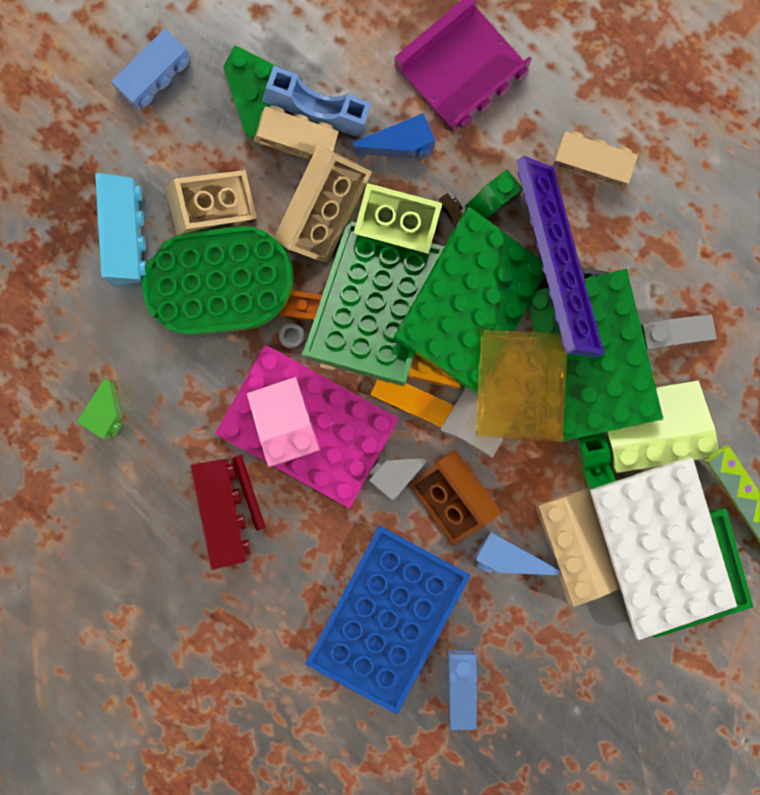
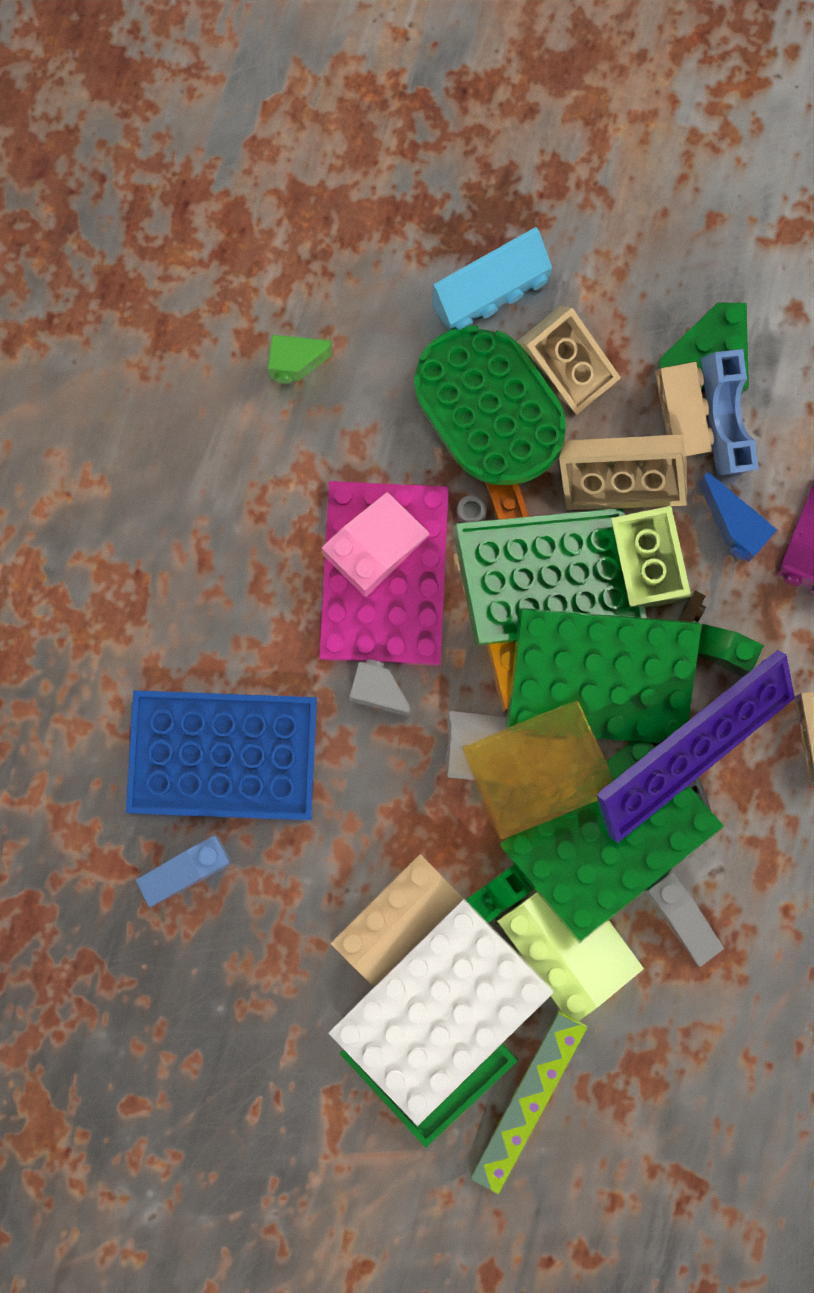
camera: 60 degrees right, 5 degrees down
(151, 69) = (675, 232): medium blue brick -> none
(220, 513) = (249, 525): dark red slope -> none
(248, 492) = (285, 546): dark red bar -> none
(413, 401) = (466, 669): light orange tile -> none
(454, 498) = (385, 762): dark orange slope -> none
(507, 558) = (348, 848): medium blue slope -> none

